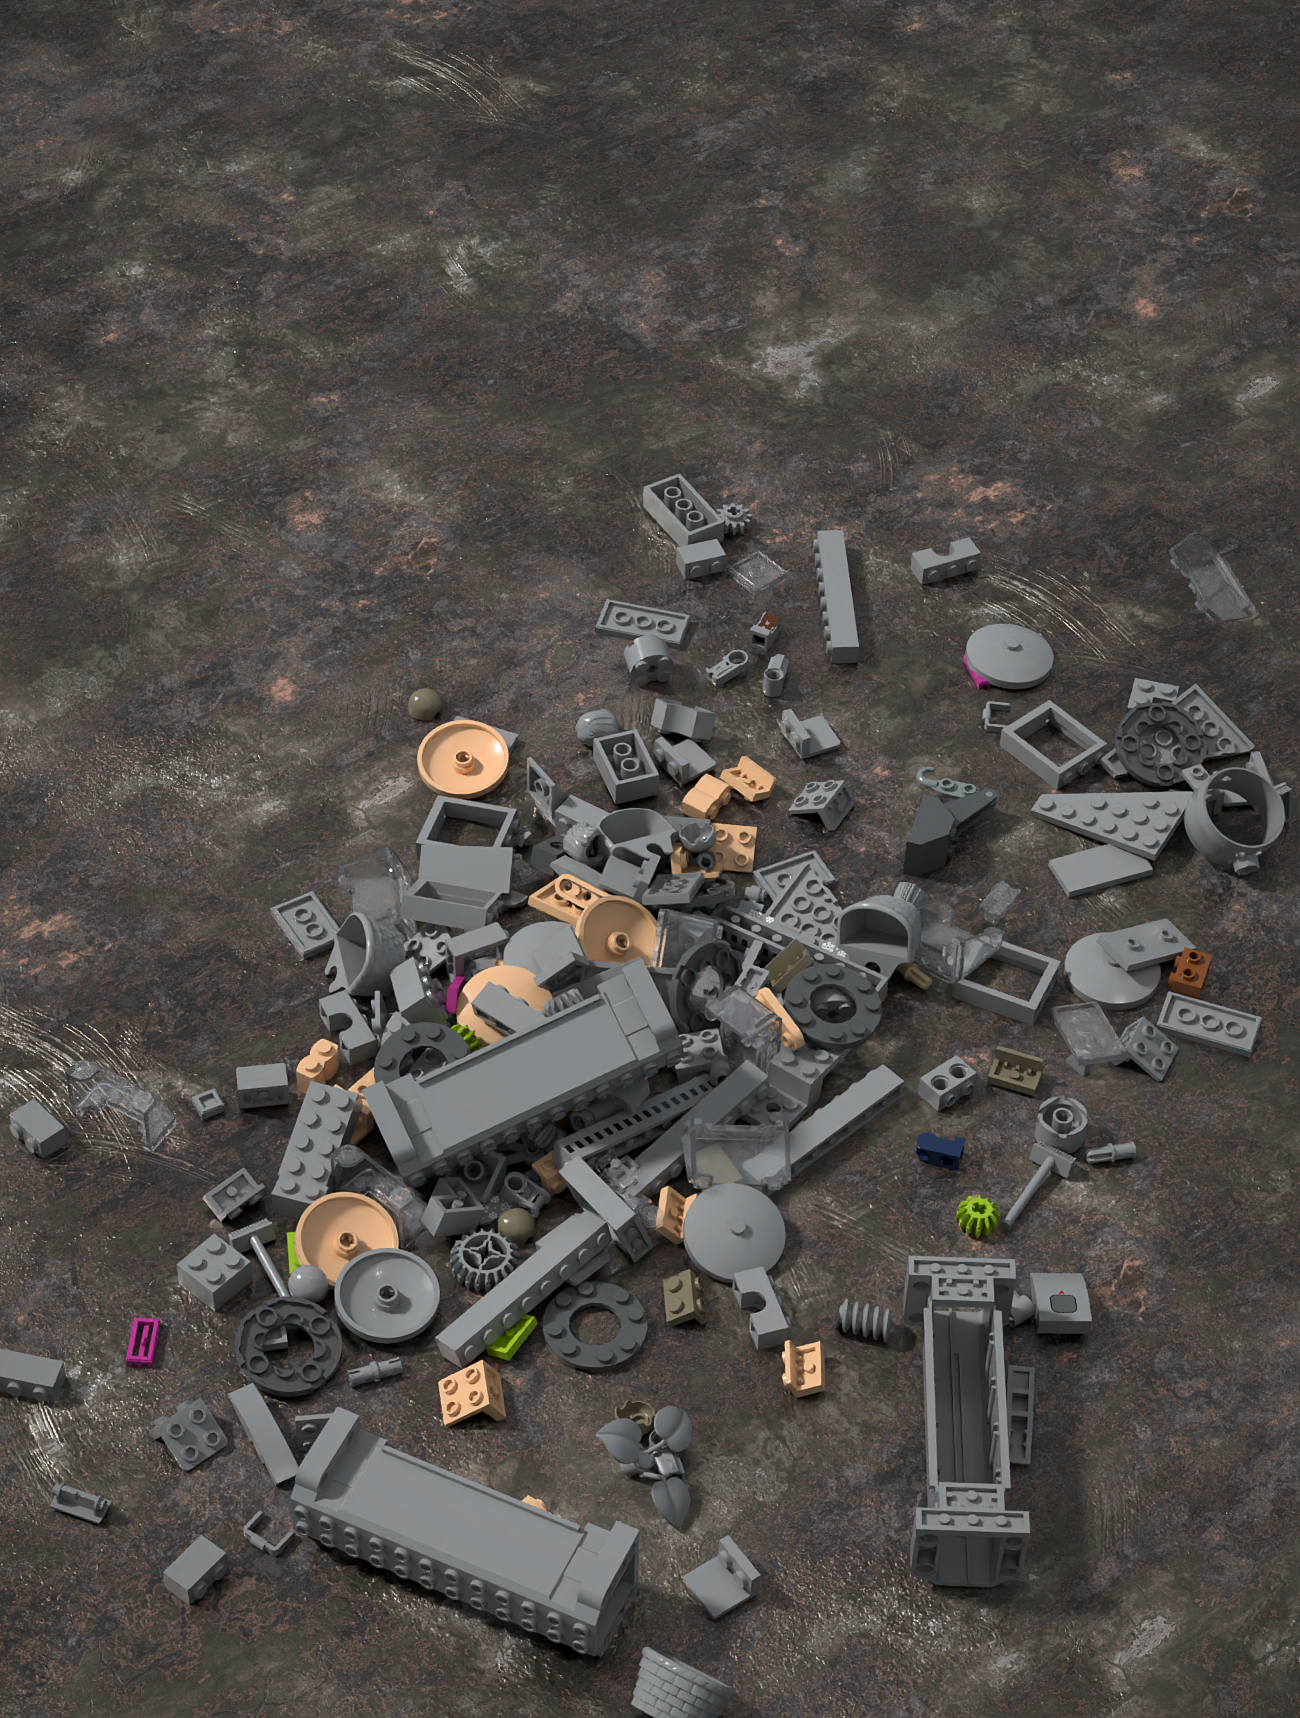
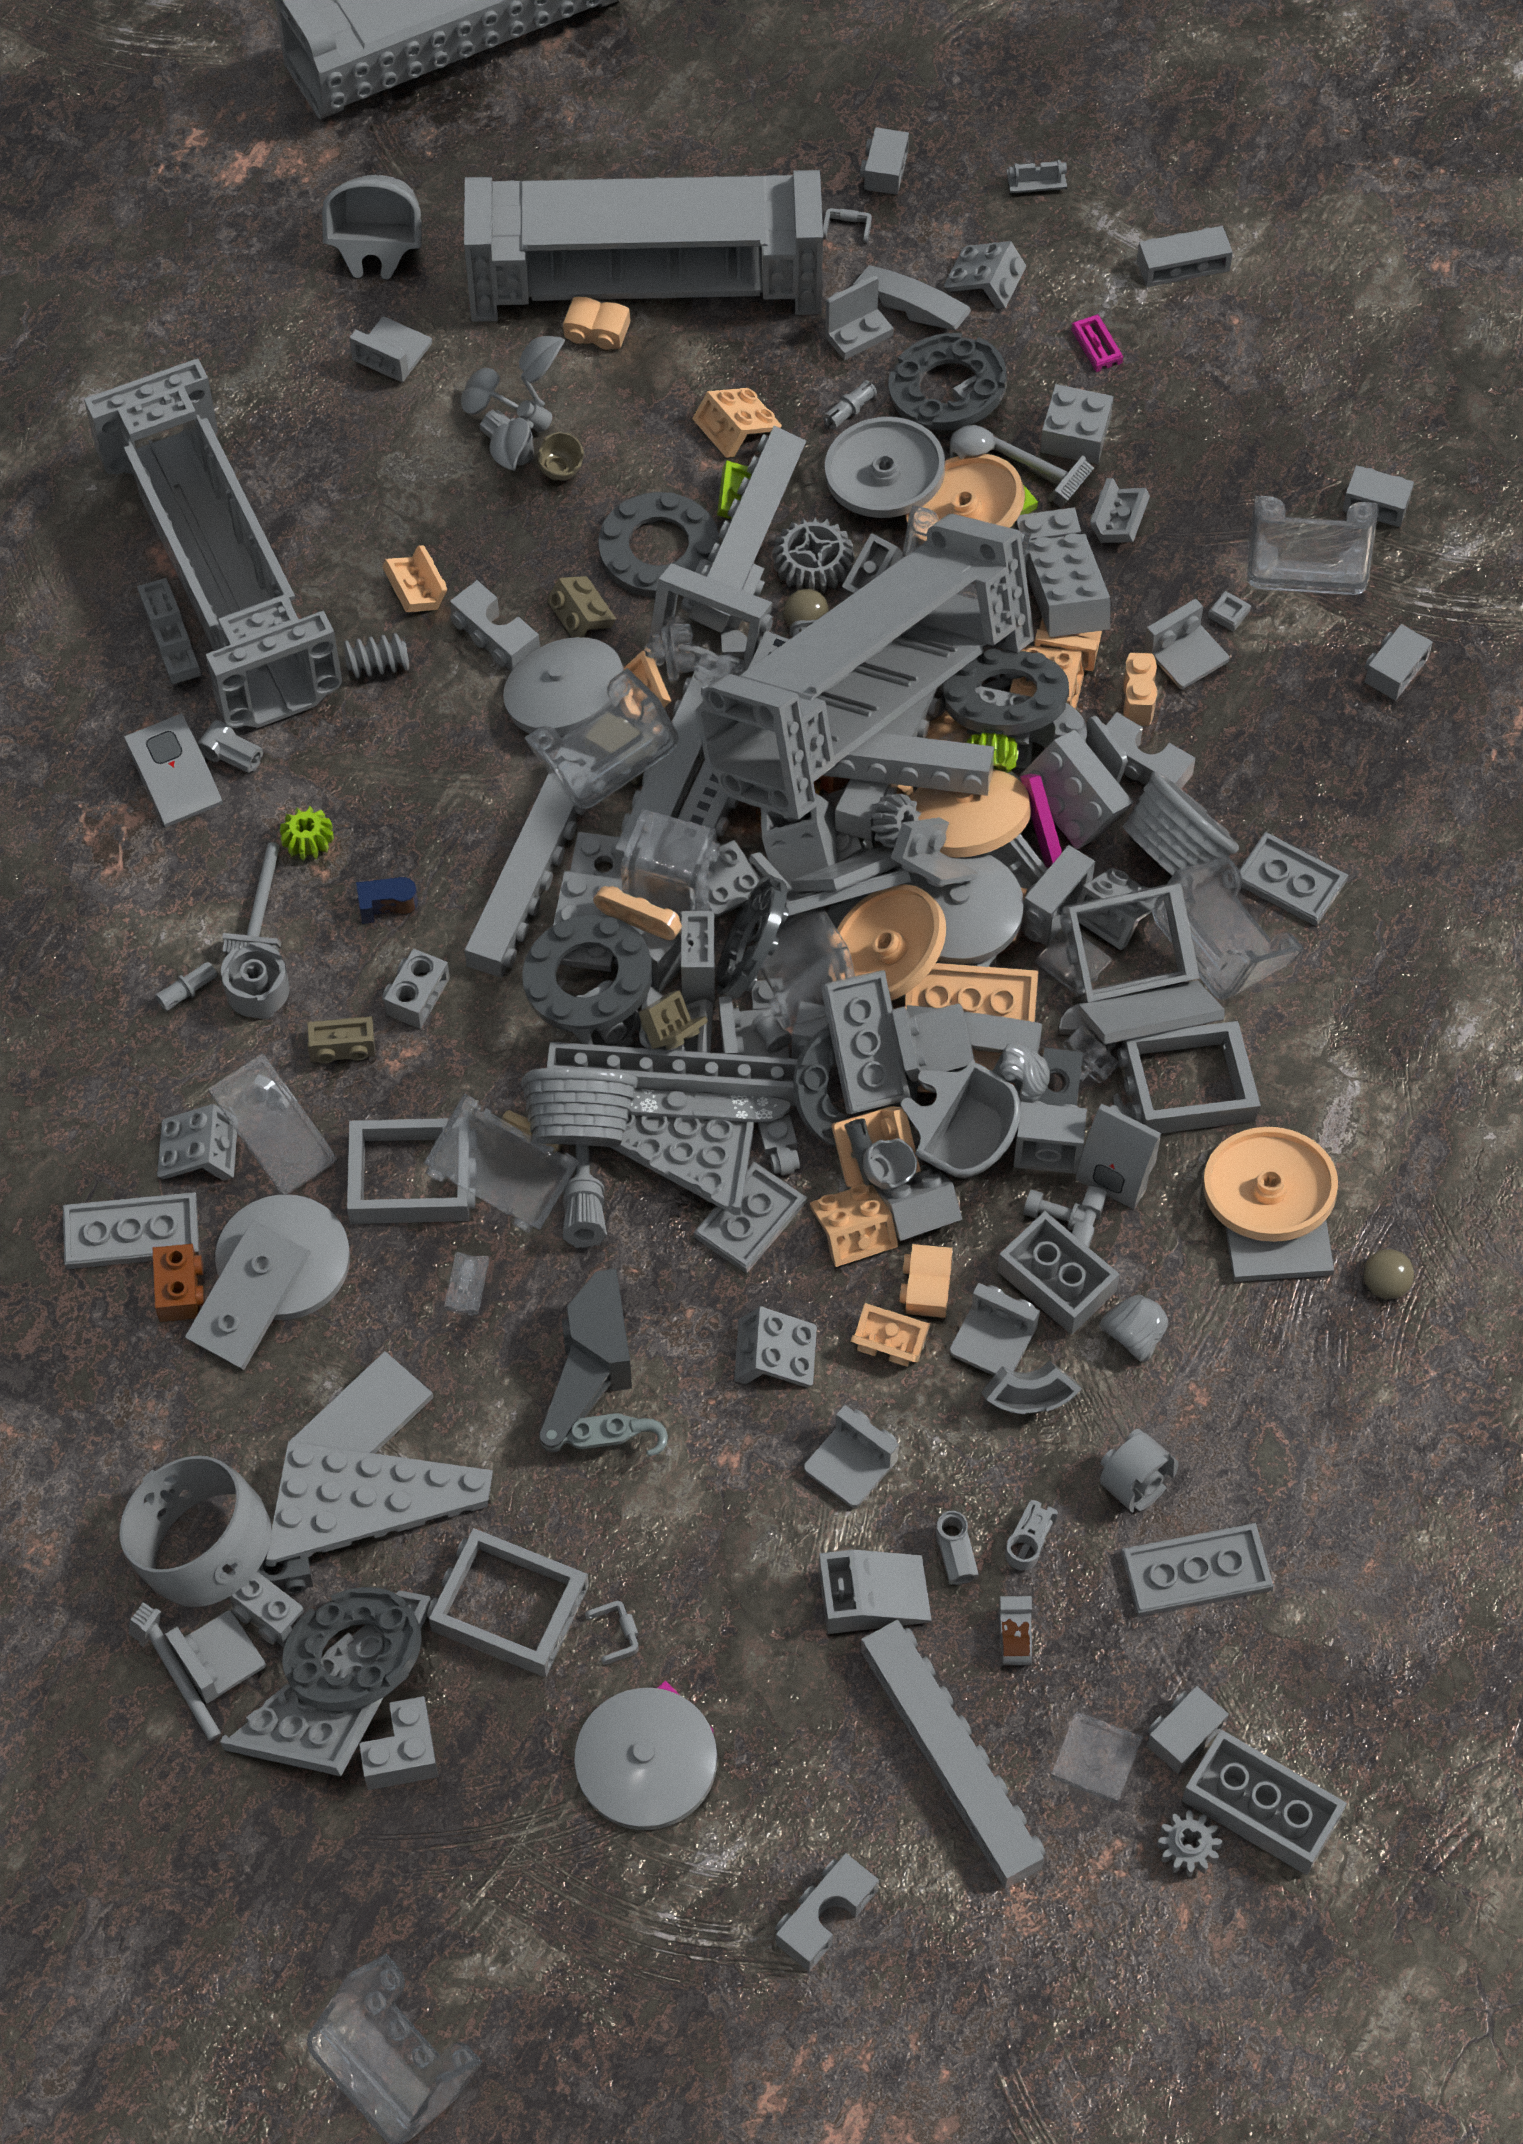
camera: 155 degrees right, 15 degrees up
(124, 1014) = (1397, 661): none -> light grey brick
(579, 890) = (971, 998): light nougat plate -> none
(592, 794) = (1079, 1218): none -> light grey bar
(838, 672) = (872, 1590): none -> light grey slope

